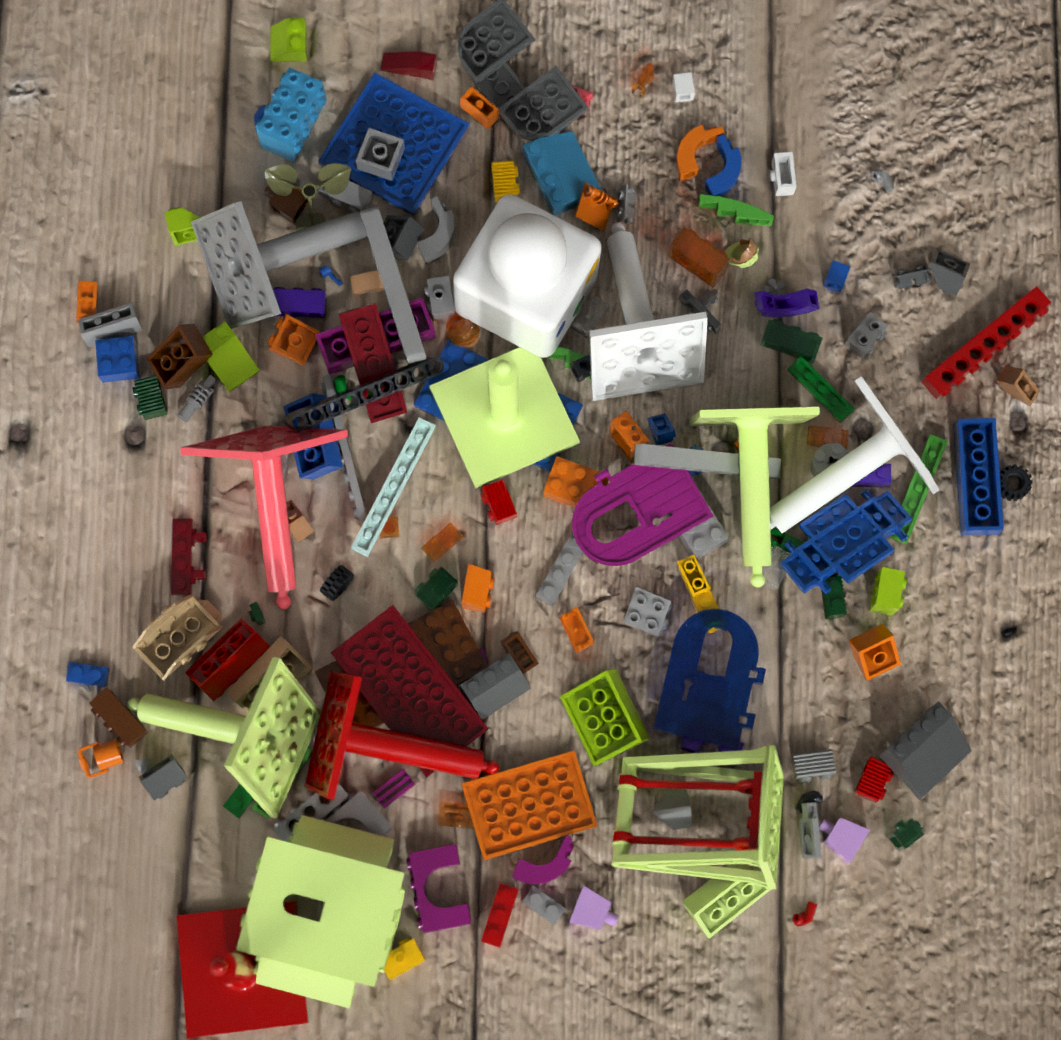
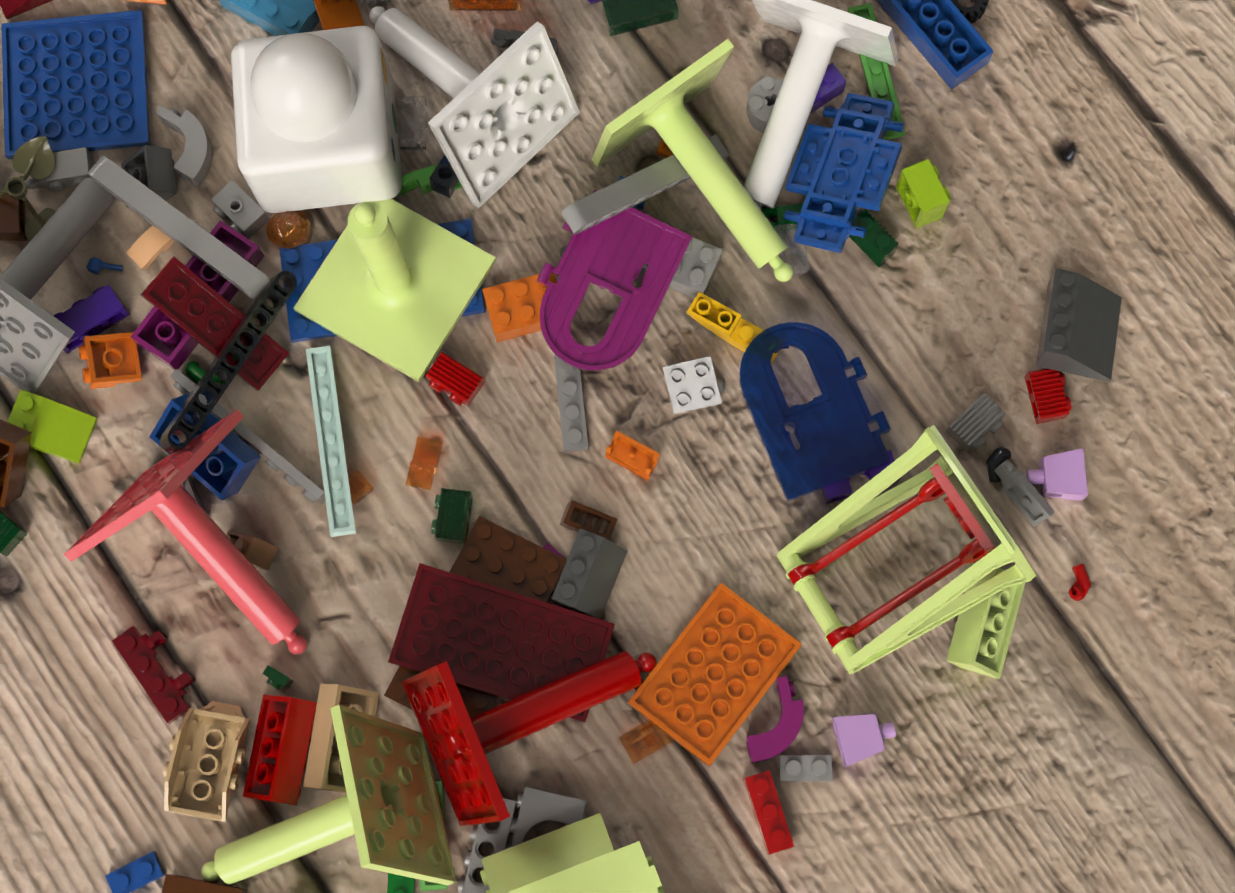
camera: 30 degrees left, 0 degrees up
(197, 398) = (48, 493): light grey hinge -> none
(337, 582) = (341, 583): black tyre -> none
(380, 154) = (67, 101): light grey brick -> none
(388, 783) = (565, 738): magenta tile -> none
(422, 865) = (698, 866): magenta arch -> none
(477, 588) = (497, 486): orange slope -> none
(504, 179) = (218, 41): yellow brick -> none
(604, 717) = (726, 525): lime slope -> none
(624, 436) = (540, 219): orange window -> none
(661, 429) = (570, 187): blue slope -> none
(674, 809) = (869, 569): light grey slope -> none
(708, 297) = (523, 21): light grey plant -> none
(820, 389) = (703, 37): green plate -> none
(820, 435) = (739, 84): clear orange slope -> none
(875, 651) = (953, 264): orange slope -> none
(905, 834) = (1121, 427): clear green brick -> none

